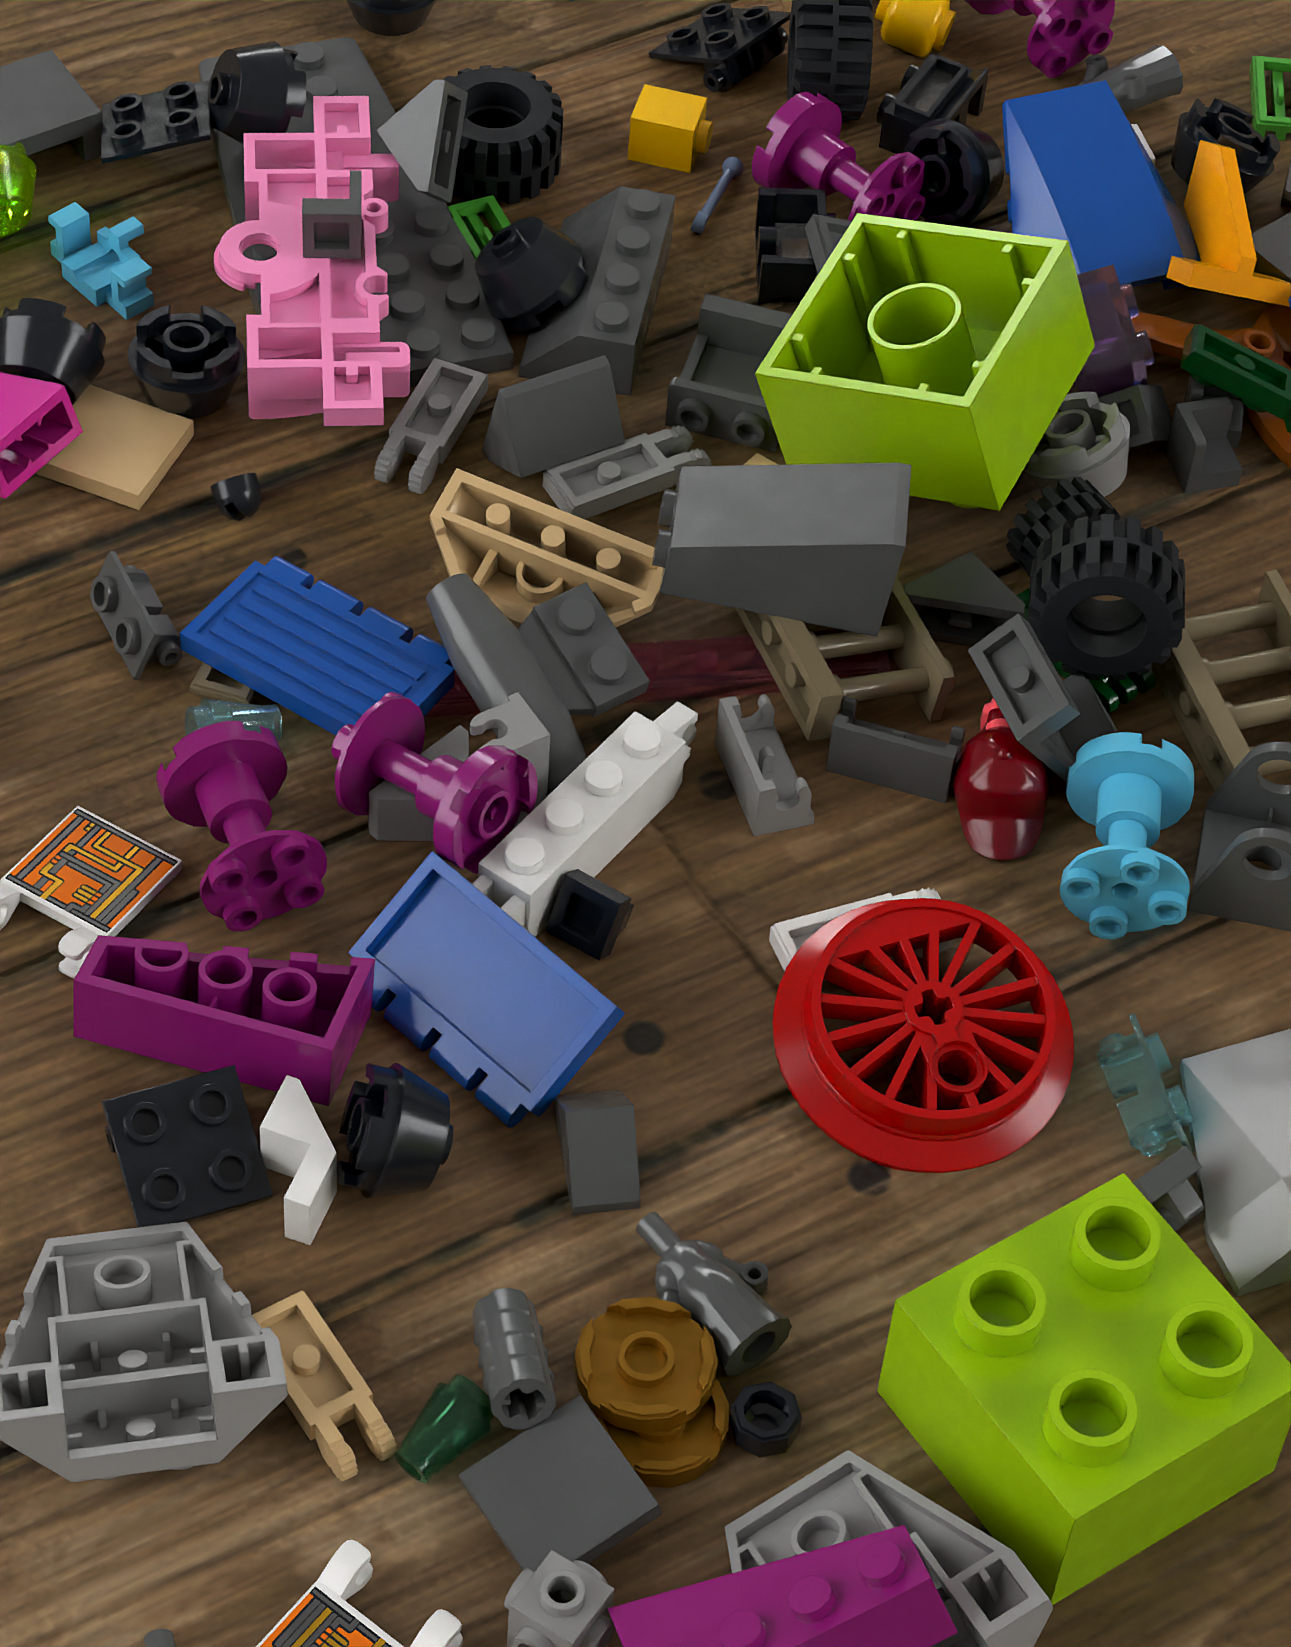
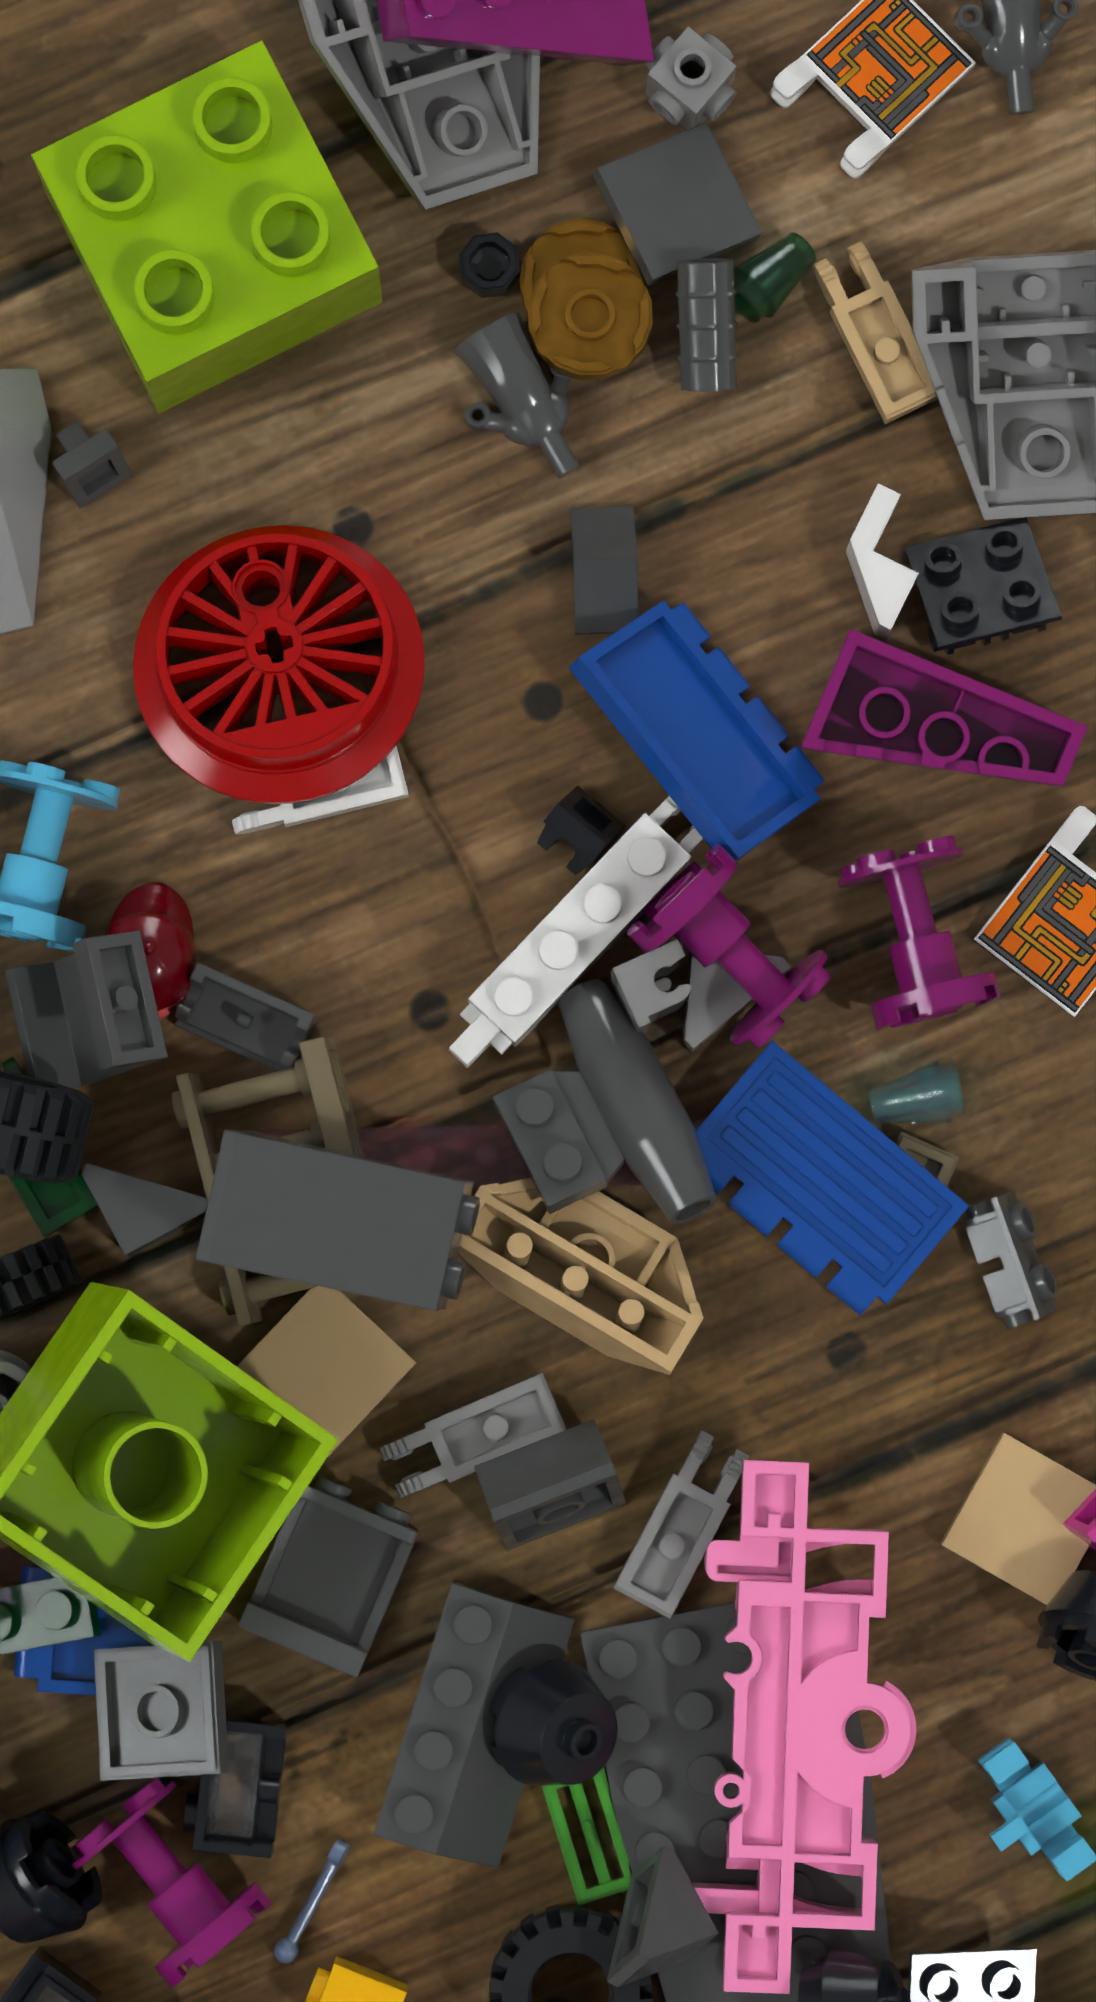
camera: 175 degrees left, 35 degrees up
(186, 360) = (949, 1609): black cone -> none
(238, 496) = (899, 1428): black hinge -> none
(334, 225) = (782, 1746): dark grey panel -> none
(394, 1133) = (795, 563): black cone -> none
(761, 769) = (383, 1005): light grey hinge -> none
(1156, 1111) = (73, 609): clear light blue hinge -> none

